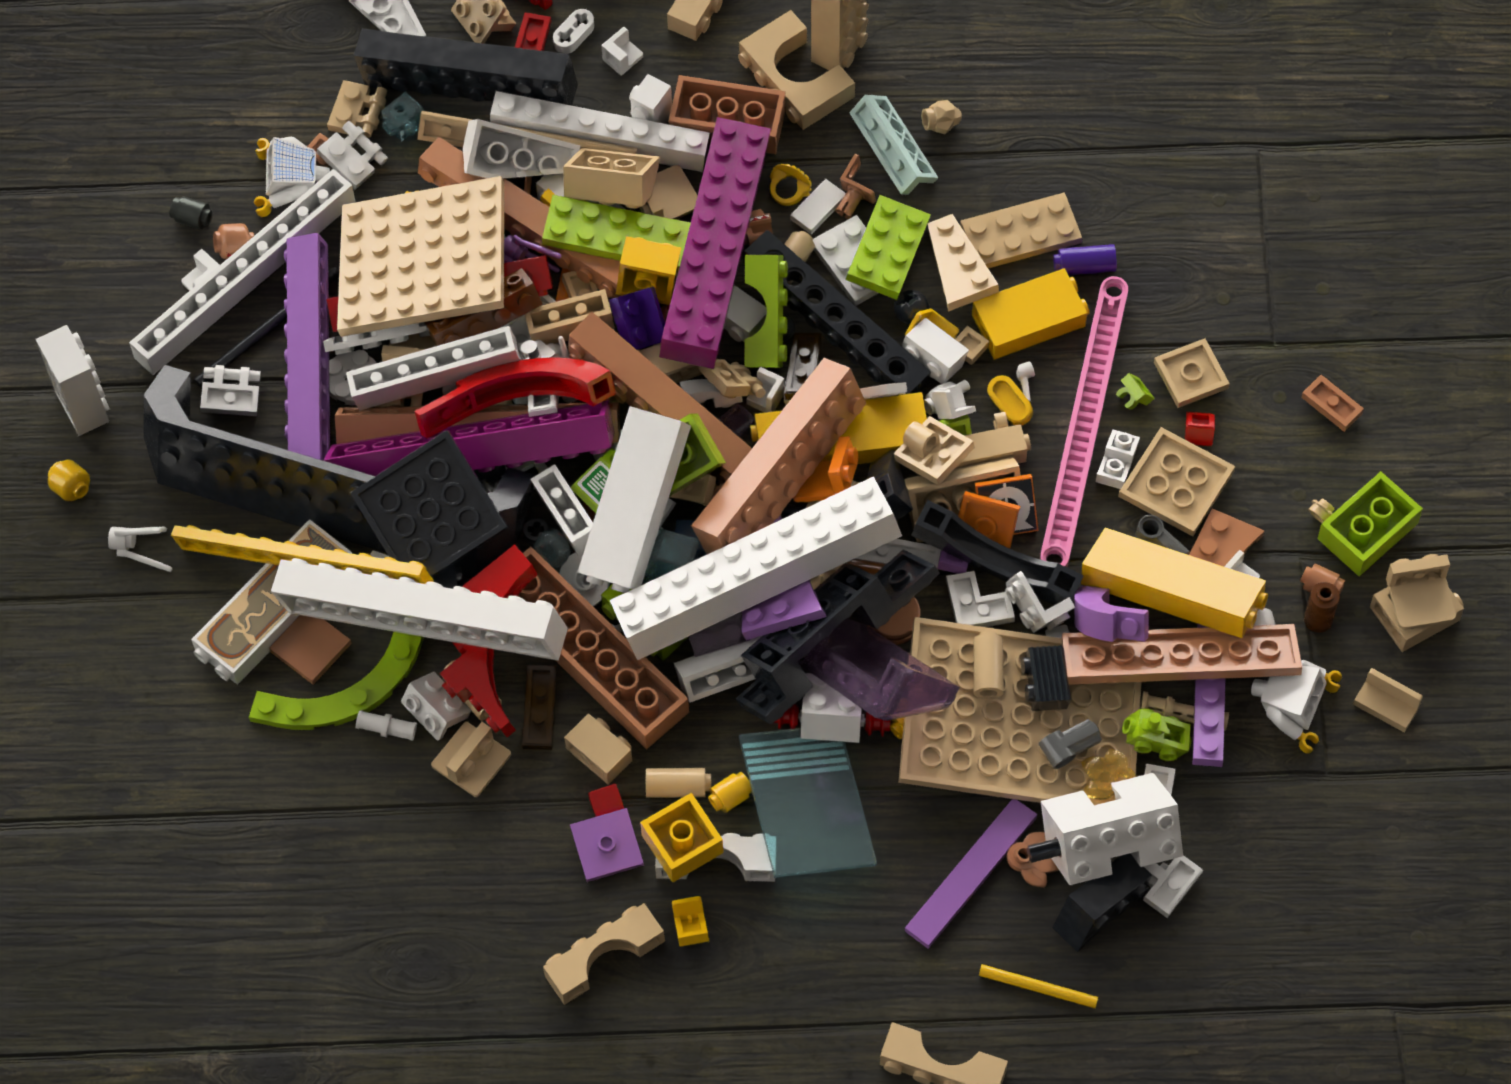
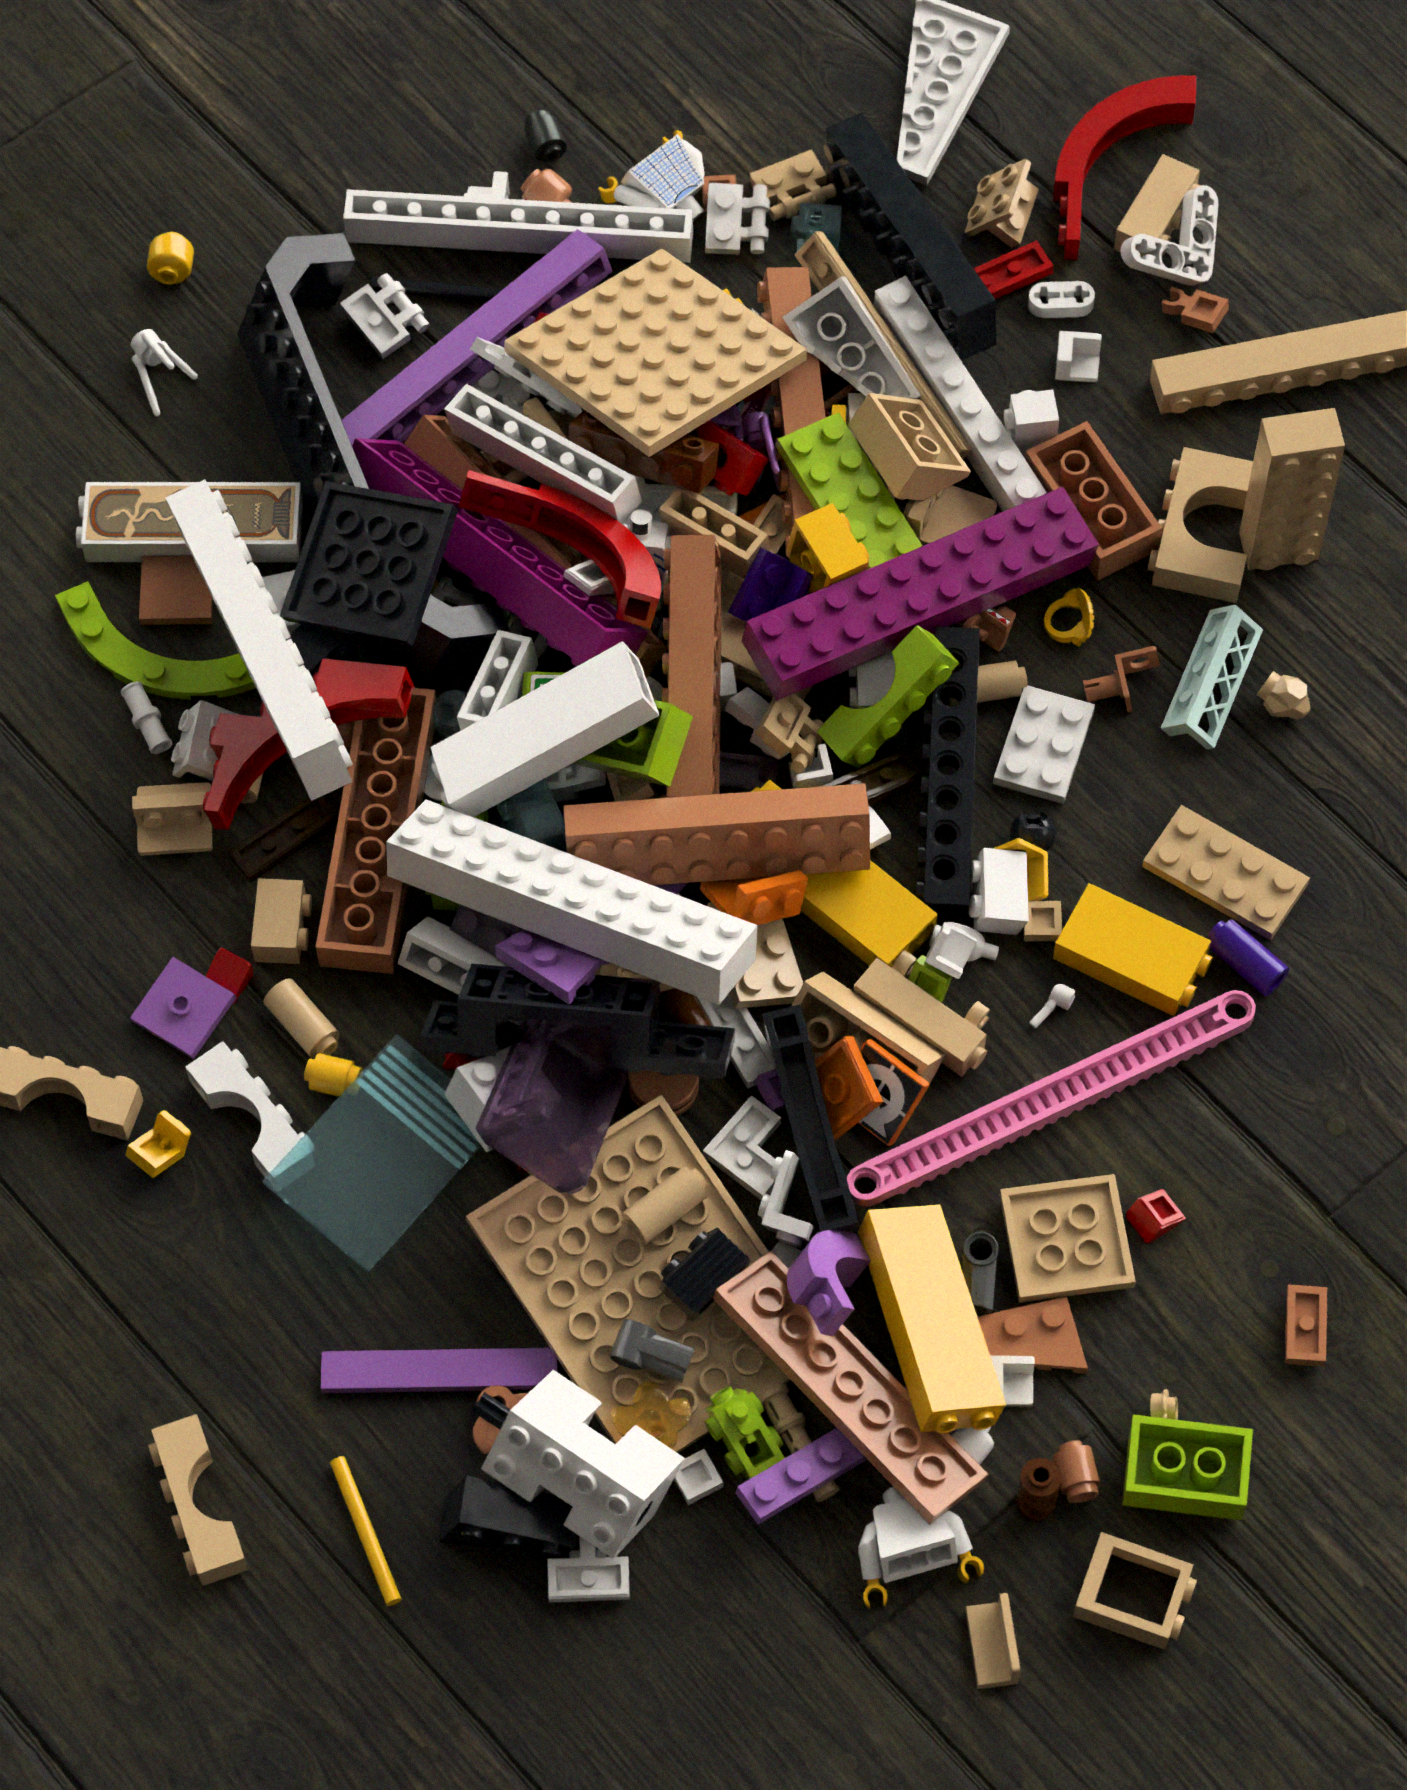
camera: 50 degrees right, 0 degrees up
(74, 379) = (256, 172): white brick -> none
(271, 552) = (246, 509): yellow plate -> none
(682, 837) = (226, 1061): yellow brick -> none
(818, 206) = (1072, 663): white tile -> none
(884, 390) = (898, 871): white tile -> none
(888, 247) = (1080, 759): lime plate -> none
(891, 483) = (790, 960): black slope -> none
(933, 449) = (871, 969): tan plate -> none
(959, 264) = (1122, 840): tan wing -> none
(1010, 400) = (1015, 1007): yellow tile -> none
(1117, 459) = (1044, 1162): white slope -> none
(1137, 391) = (1137, 1120): lime tile -> none
(1191, 373) = (1210, 1158): tan plate -> none
(1421, 591) = (1139, 1577): tan bracket -> none

